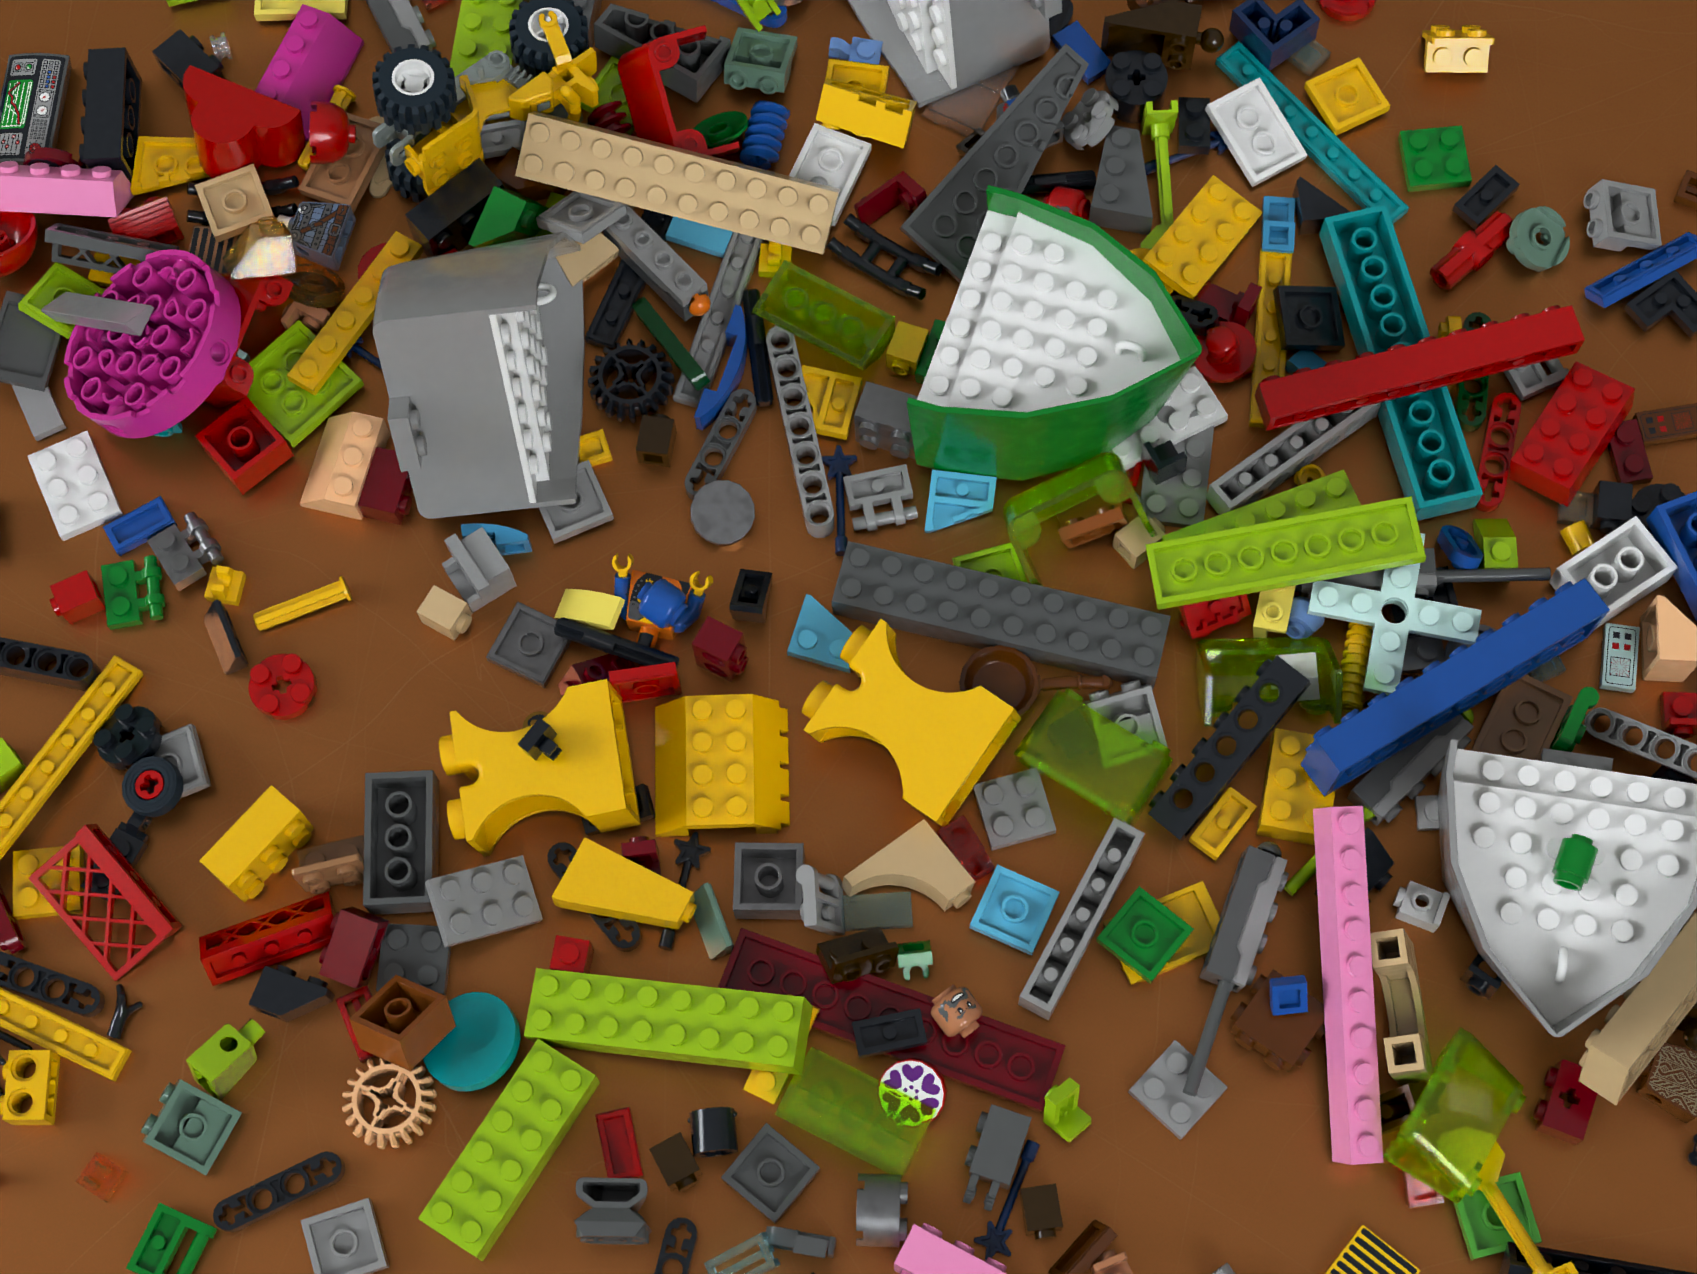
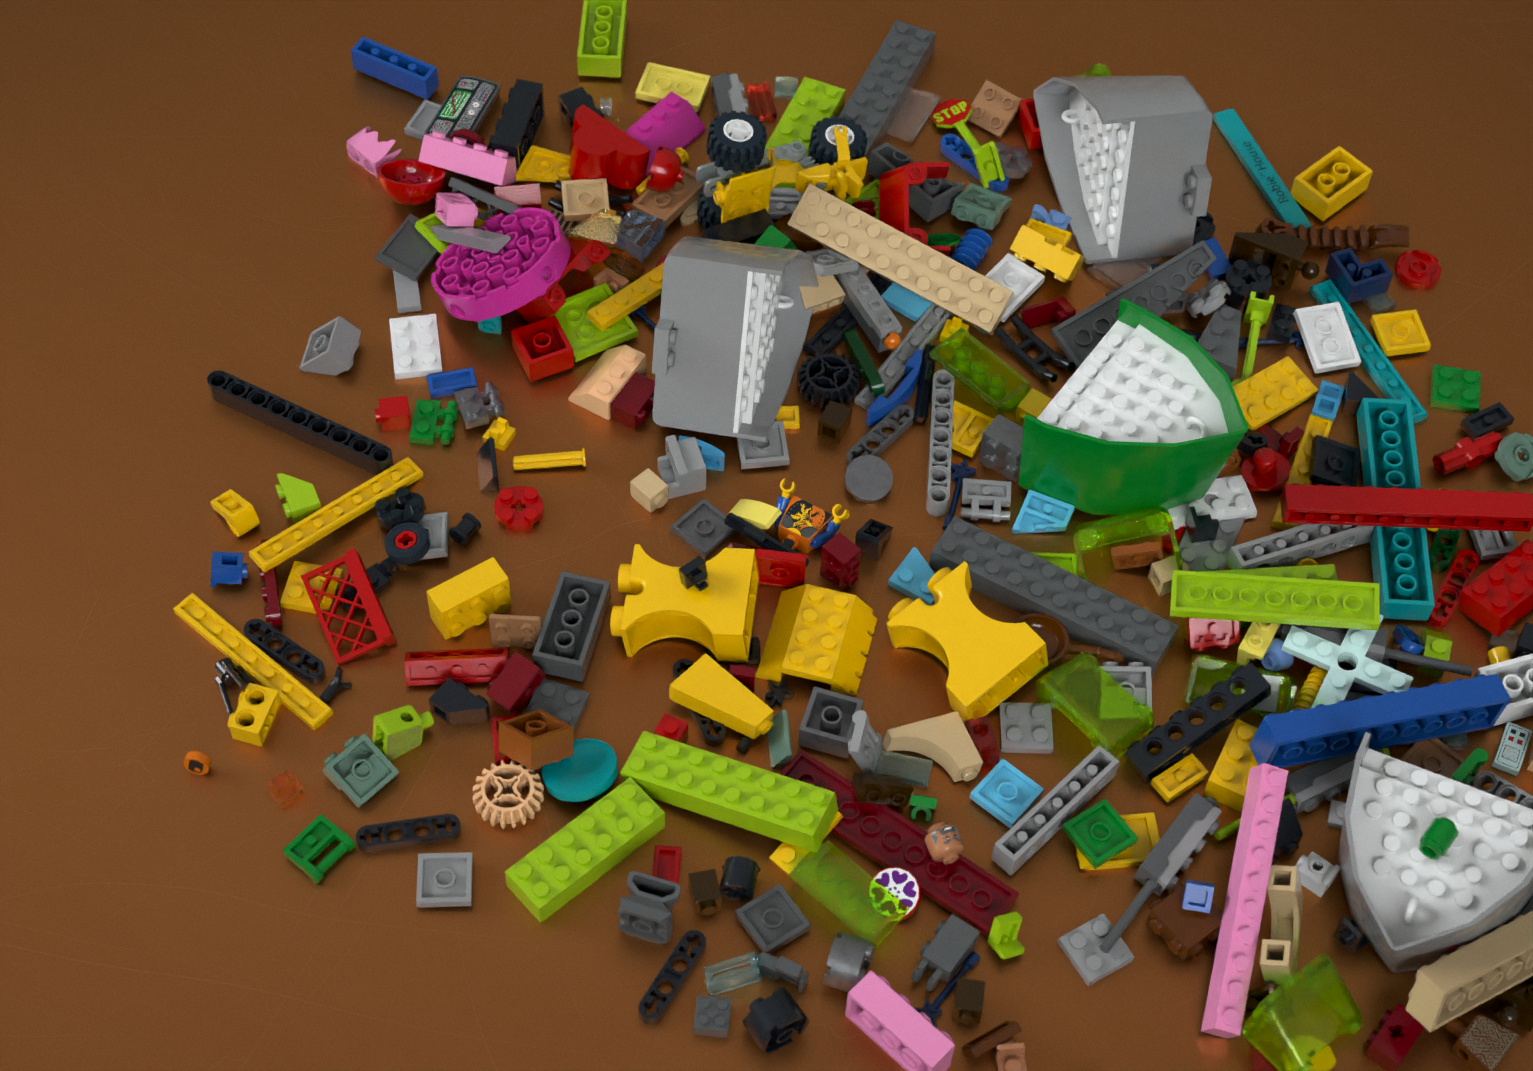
camera: 10 degrees right, 15 degrees down
(66, 274) = (455, 209): none -> bright pink brick
(221, 739) = (465, 529): none -> black bush
(483, 901) = (619, 678): light grey plate -> none
(662, 603) = (808, 518): blue head -> none
(889, 1033) = (889, 845): black plate -> none
(1457, 49) = (1489, 323): yellow bracket -> none

